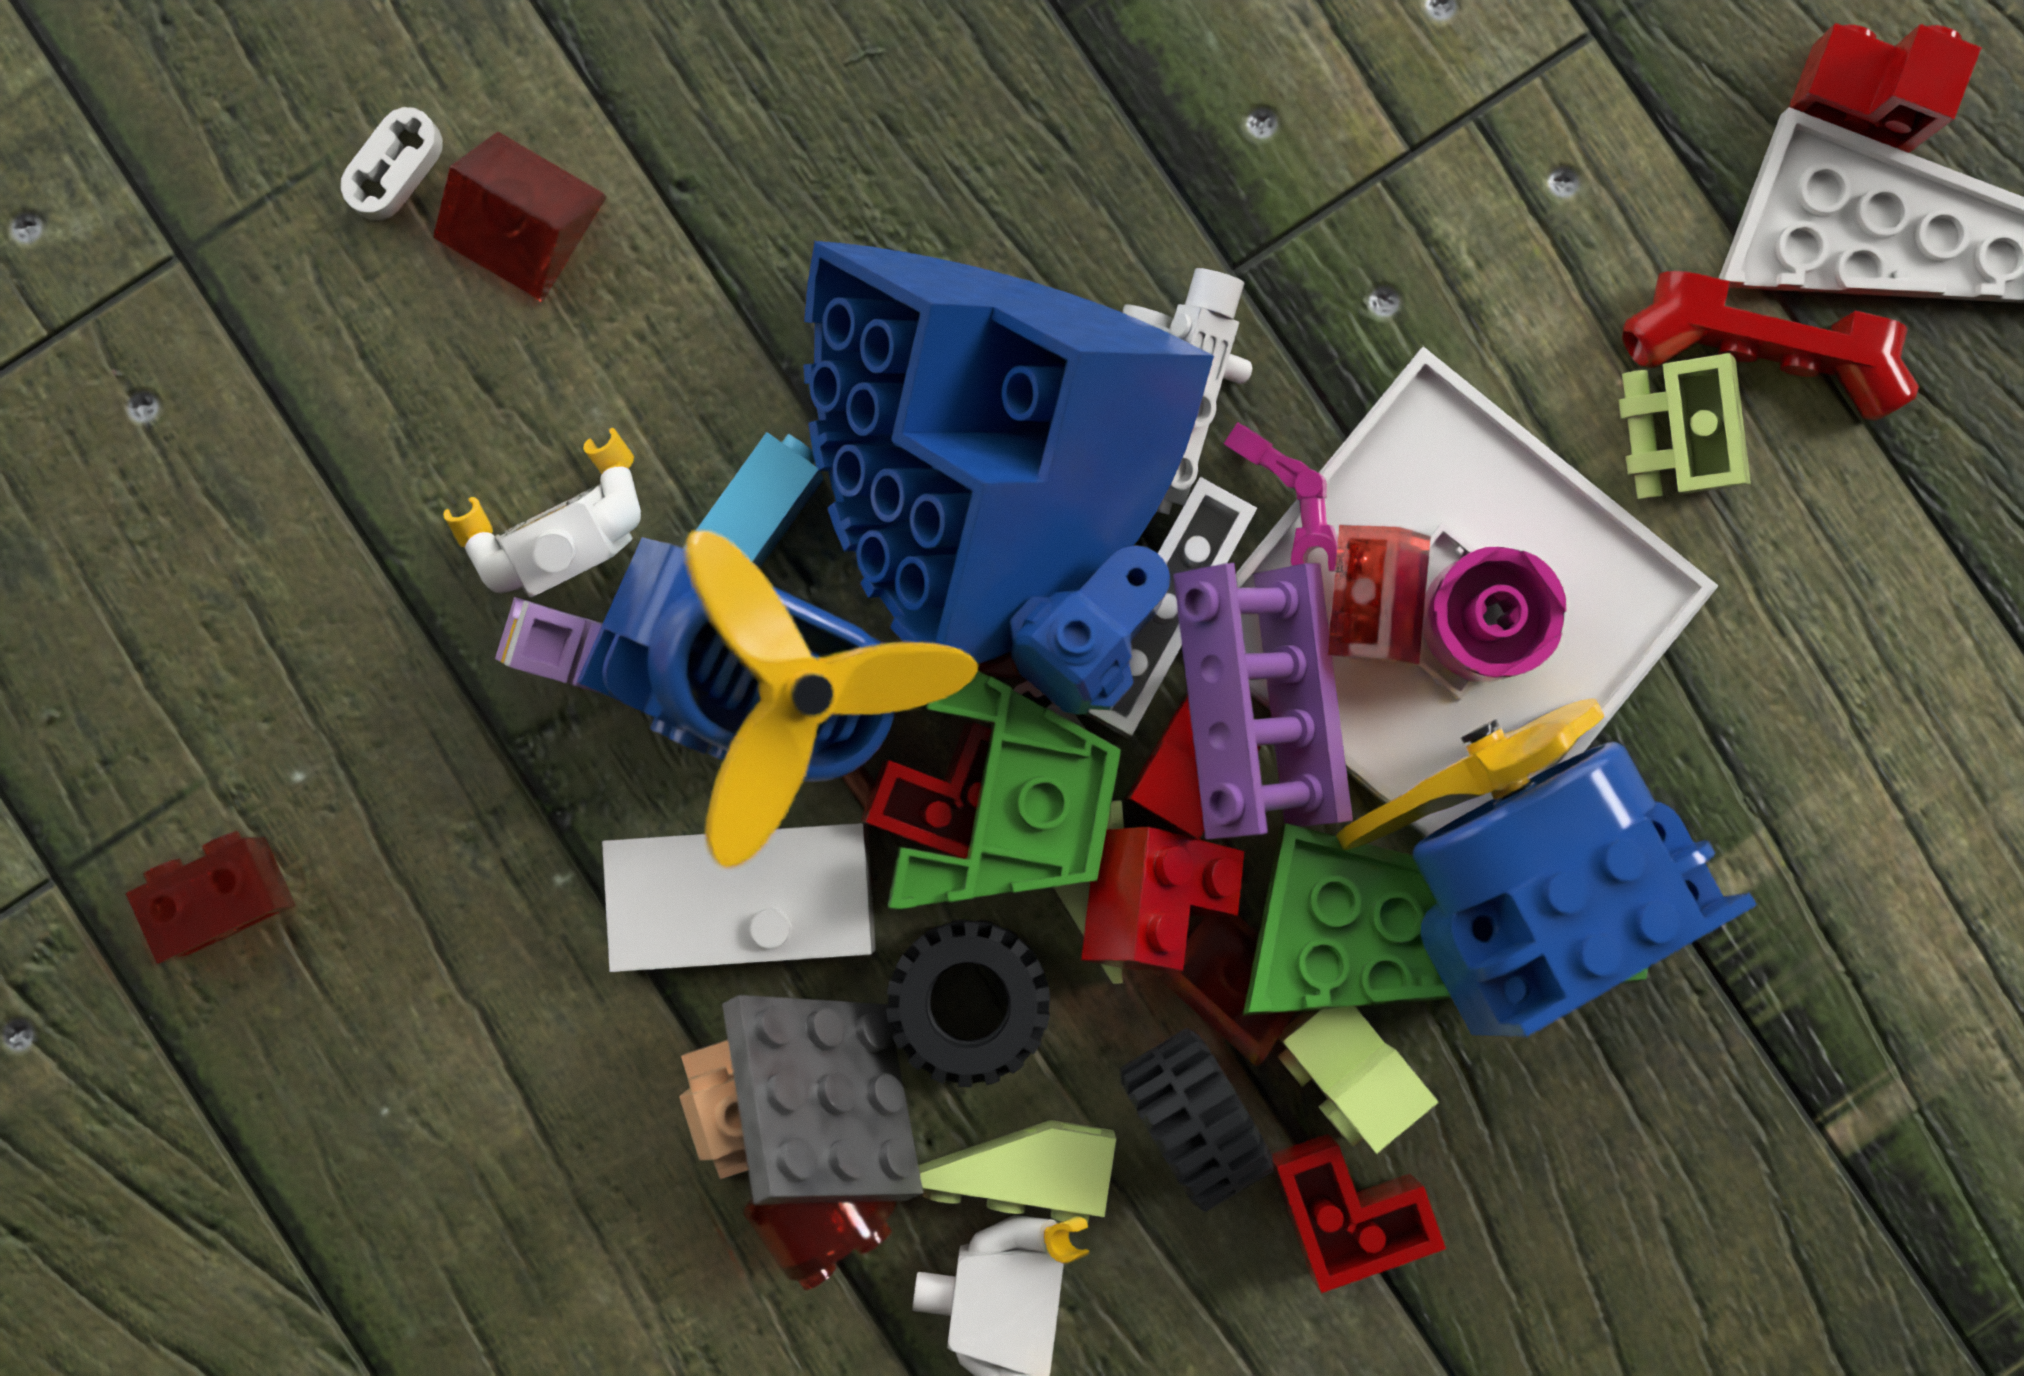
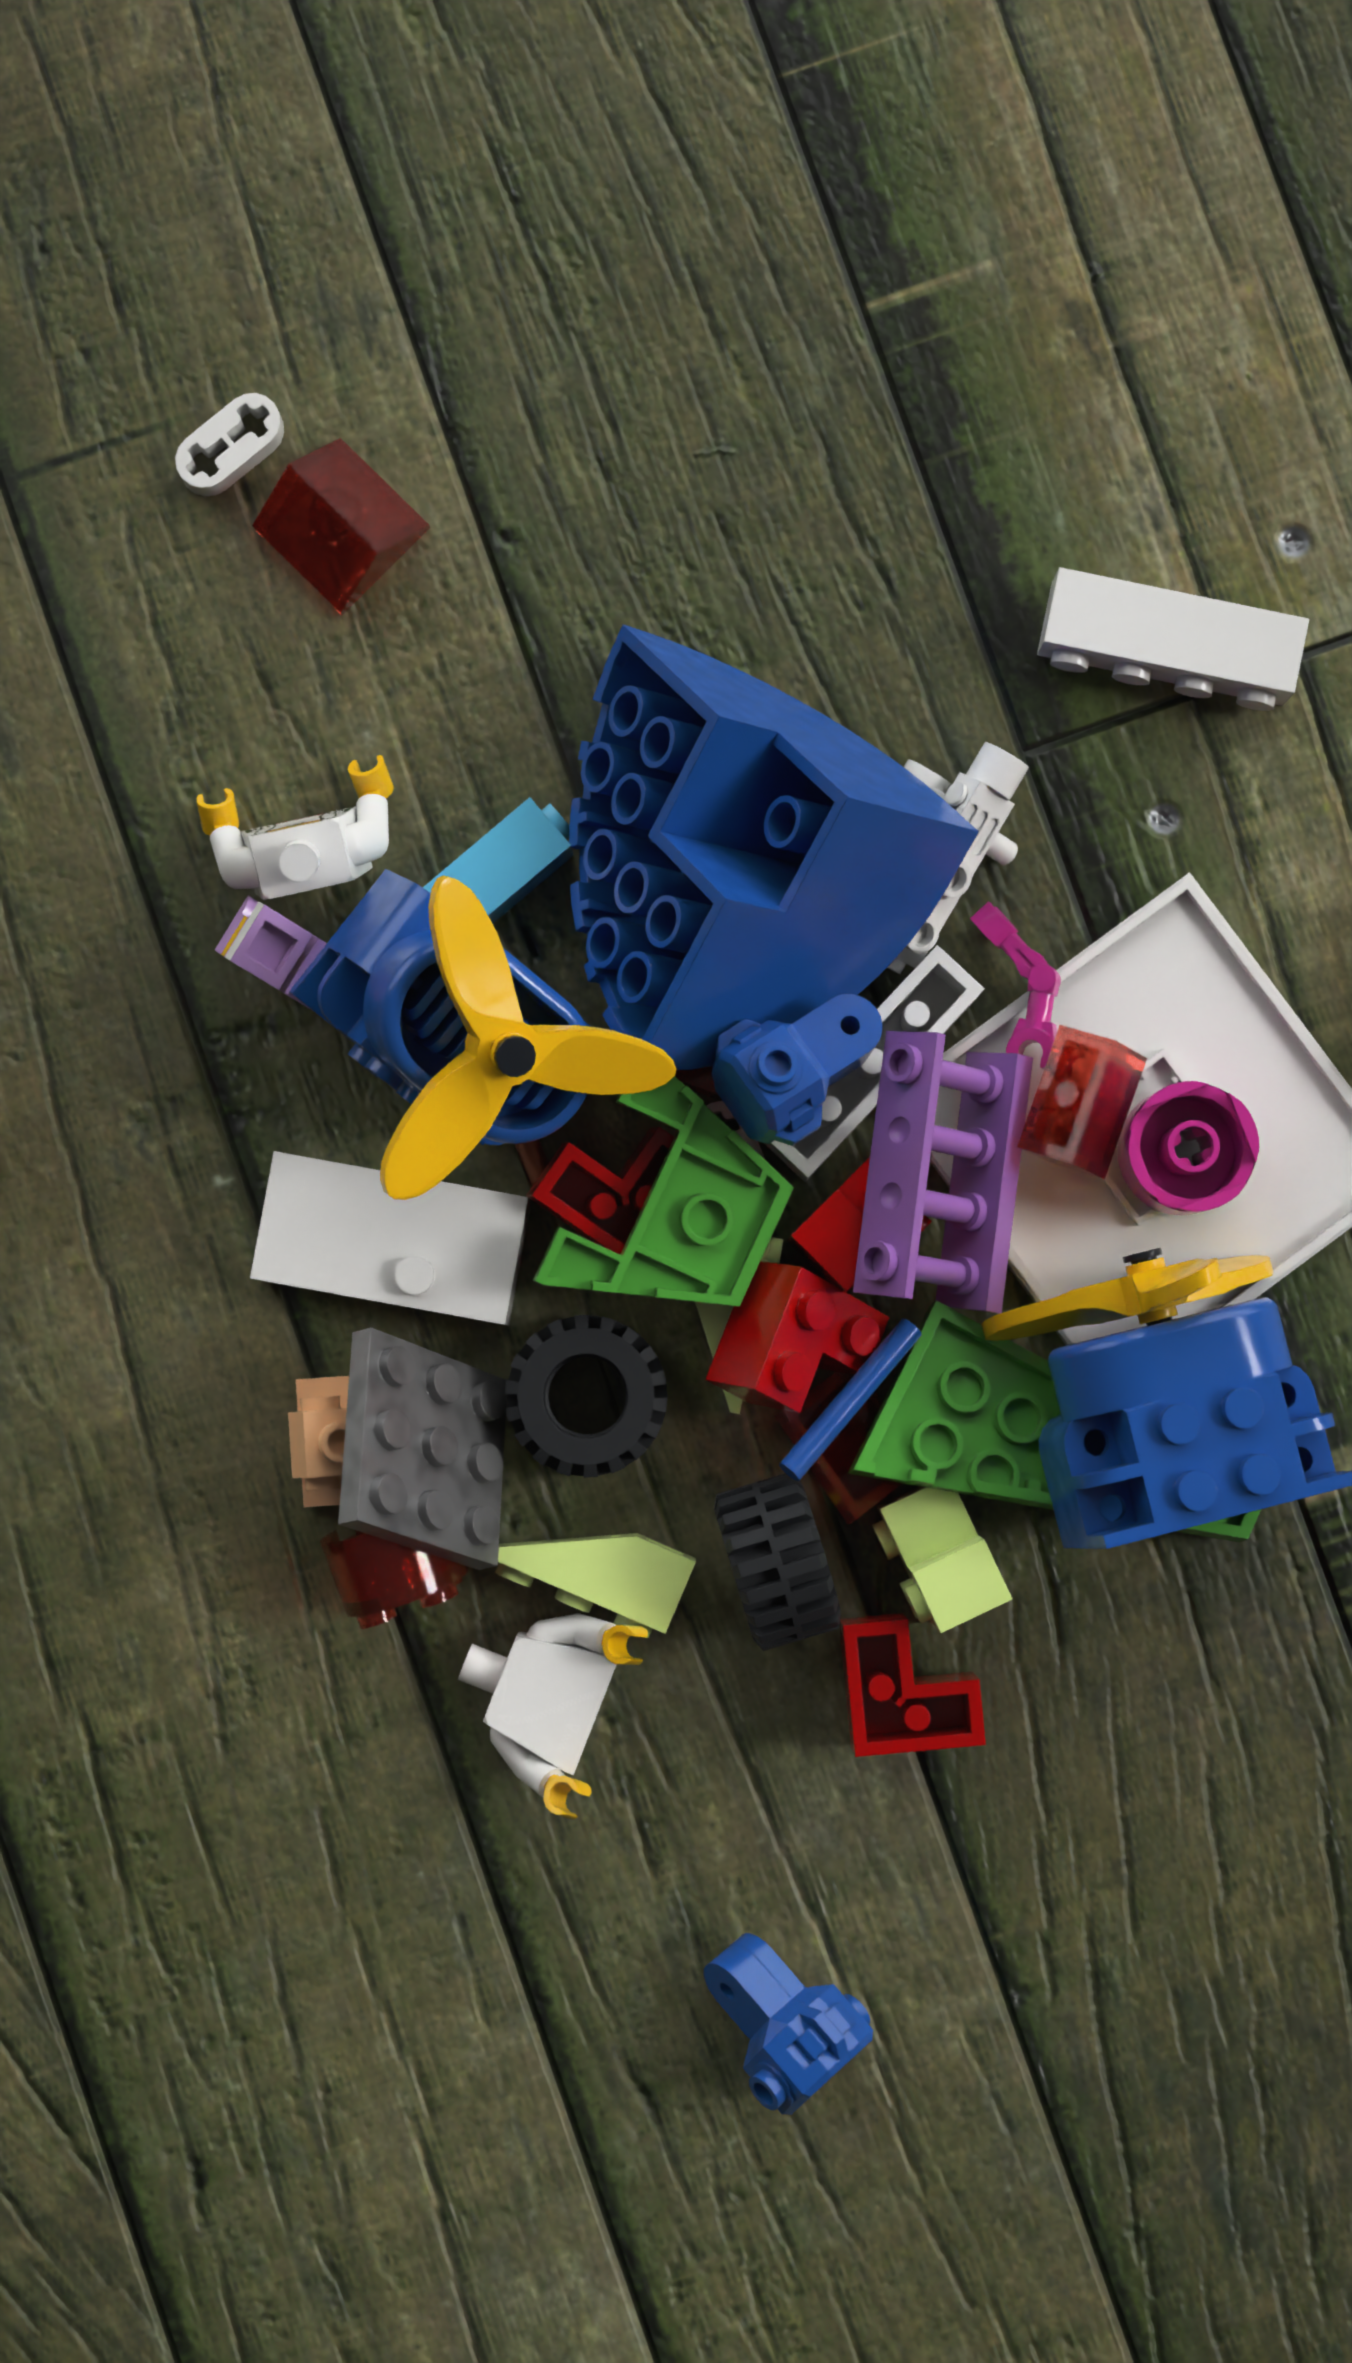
camera: 15 degrees right, 0 degrees up
(1228, 944) = (850, 1399): none -> blue bar
(1350, 125) = (1172, 639): none -> white brick

